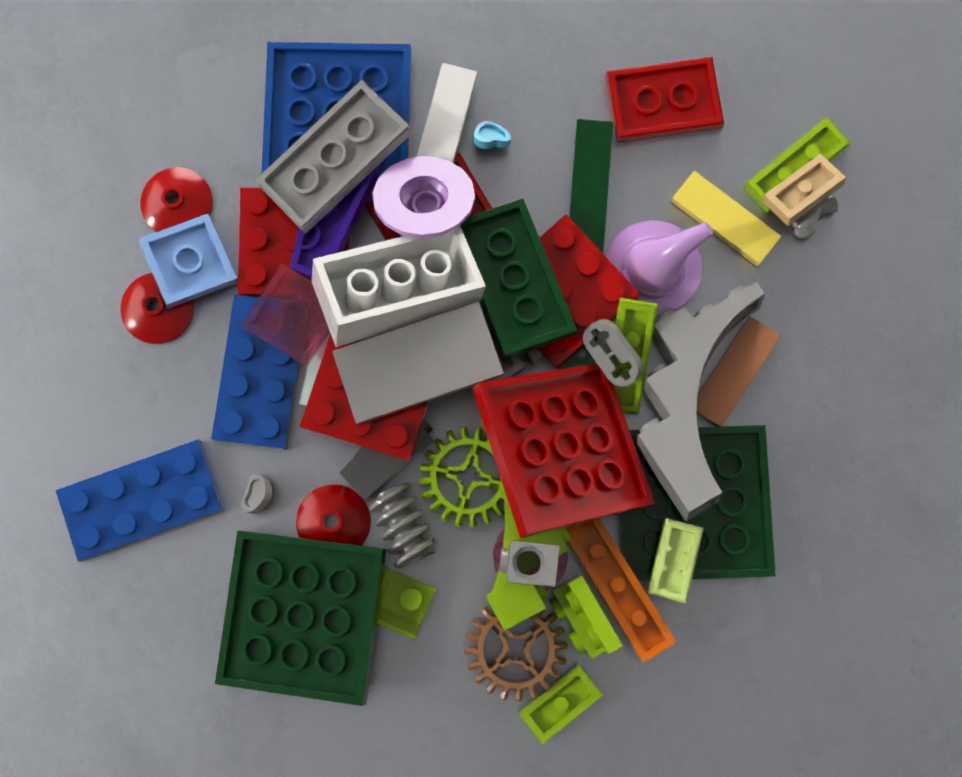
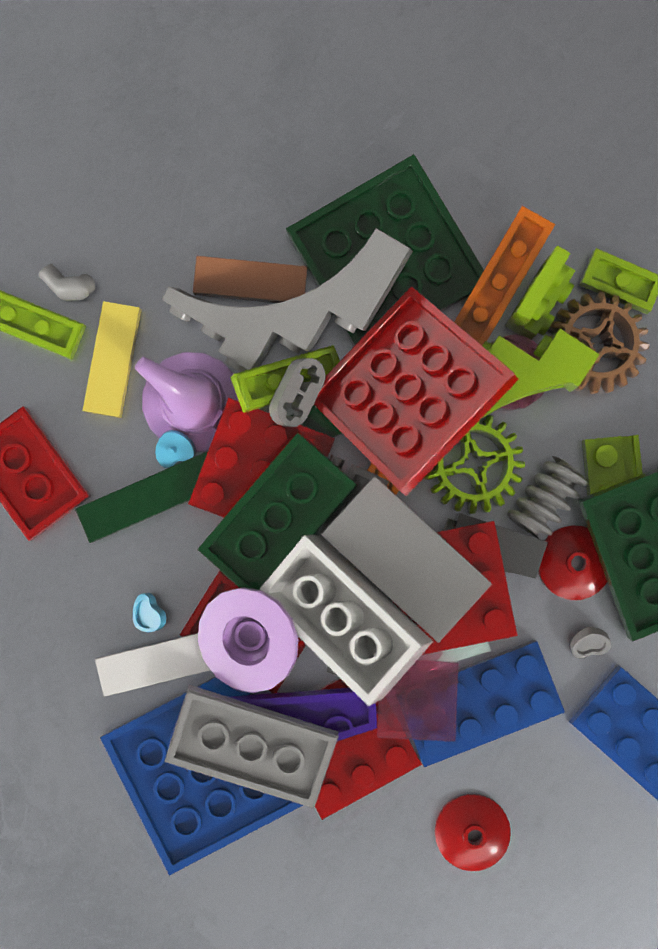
camera: 120 degrees left, 5 degrees up
(187, 261) = (417, 828): light blue plate -> none
(193, 201) = (362, 854): red dish -> none
(548, 563) = (539, 343): light grey brick -> none
(621, 230) = (174, 447): none -> medium azure piece
(675, 560) = (450, 244): yellowish green plate -> none
(804, 189) = (50, 300): tan plate -> none

